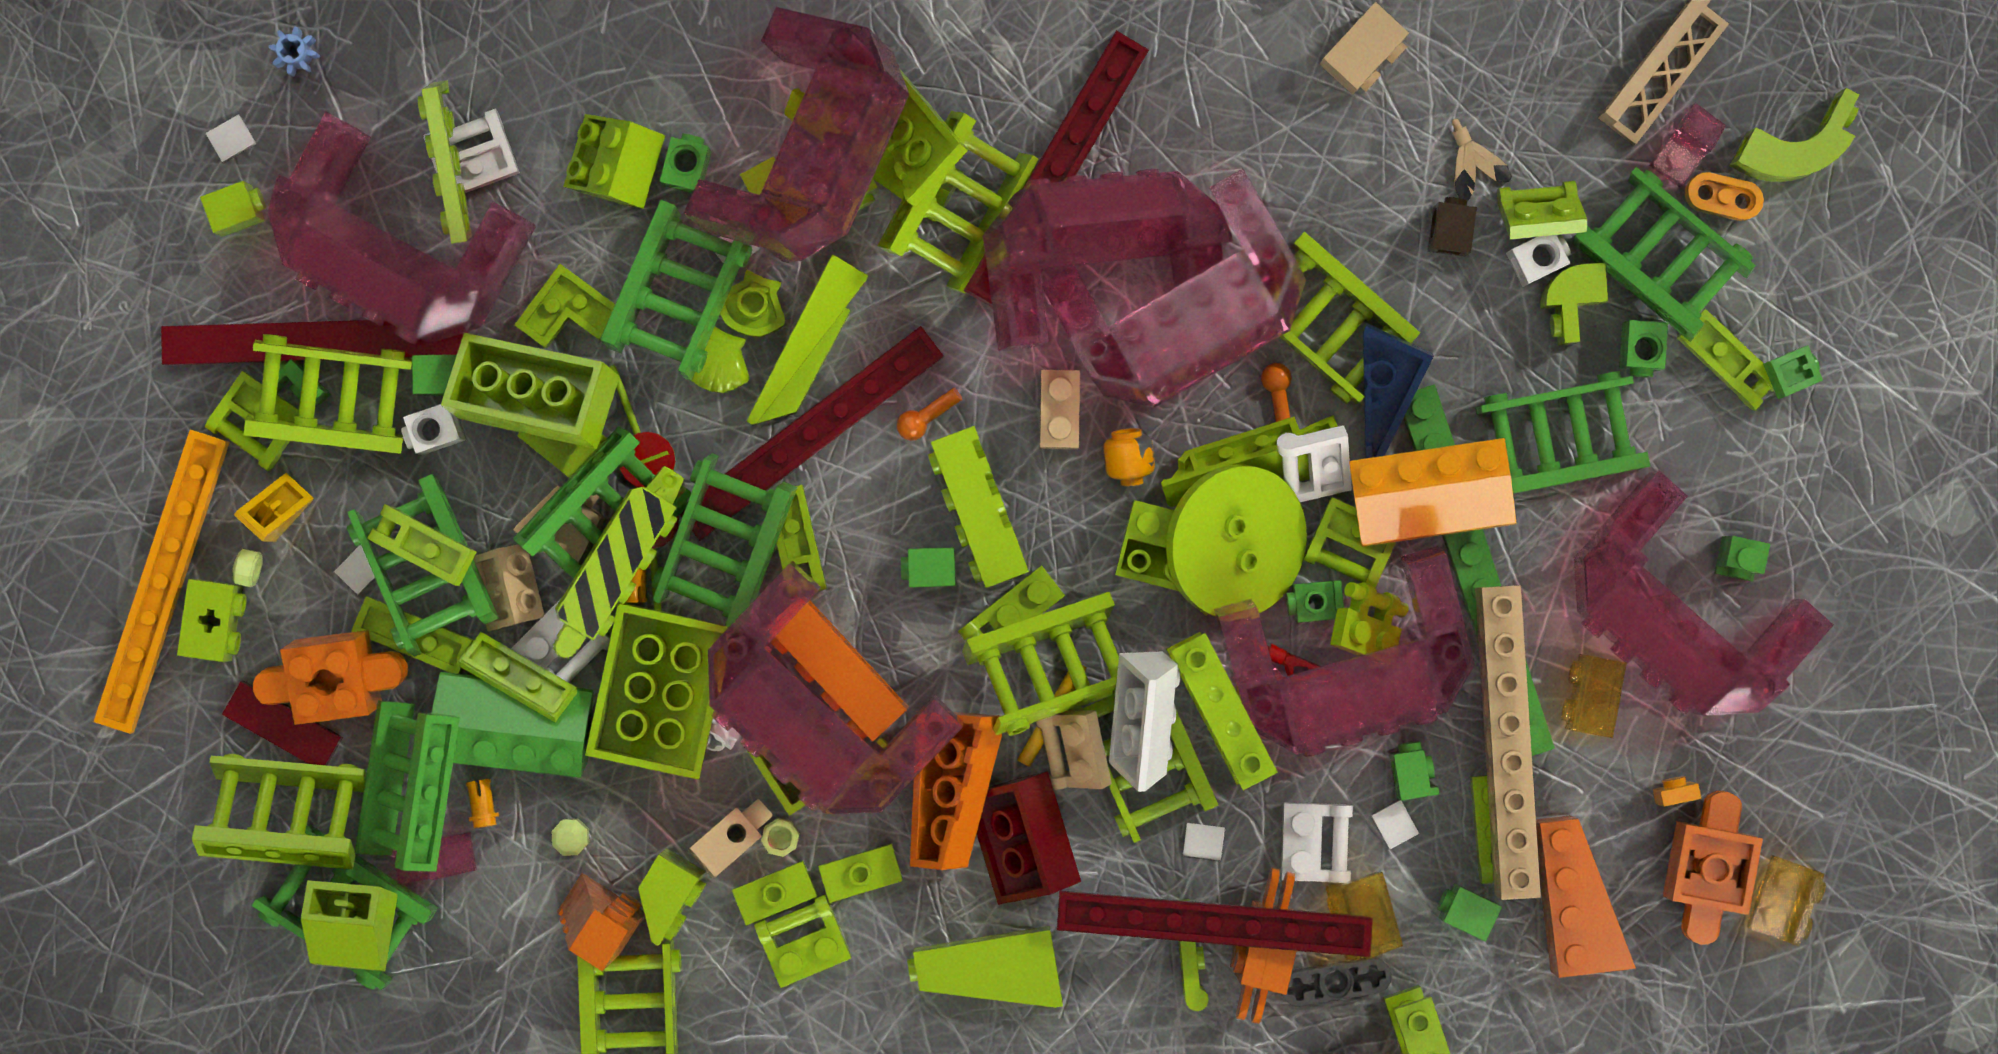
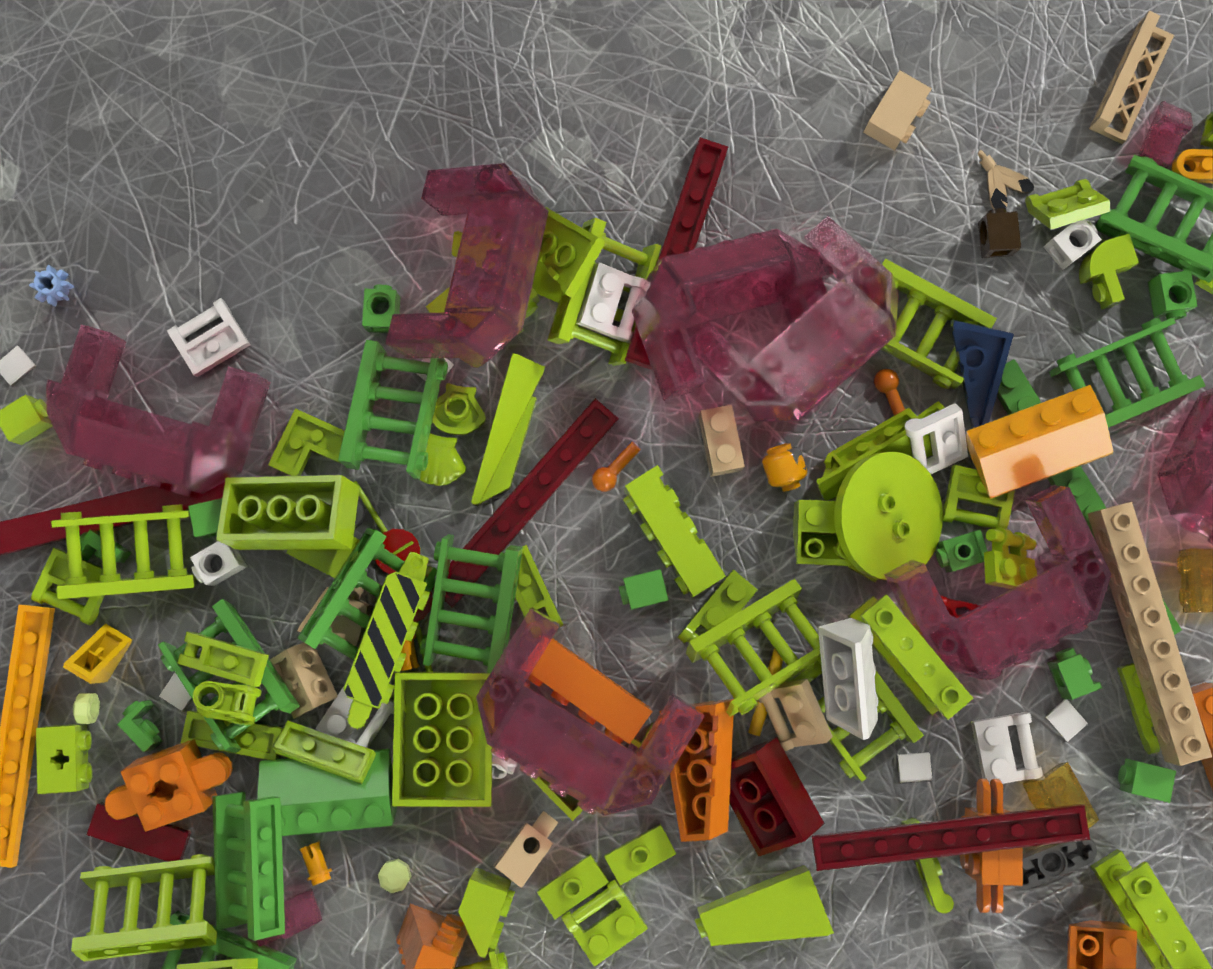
camera: 10 degrees left, 5 degrees down
(307, 608) = (140, 731): none -> bright green bracket
(422, 596) = (229, 702): none -> lime piece
(441, 125) = (186, 341): lime wing -> none
(614, 160) = (323, 318): lime slope -> none
(780, 837) = (568, 839): yellowish green tile -> none
(953, 212) = (602, 302): none -> white plate

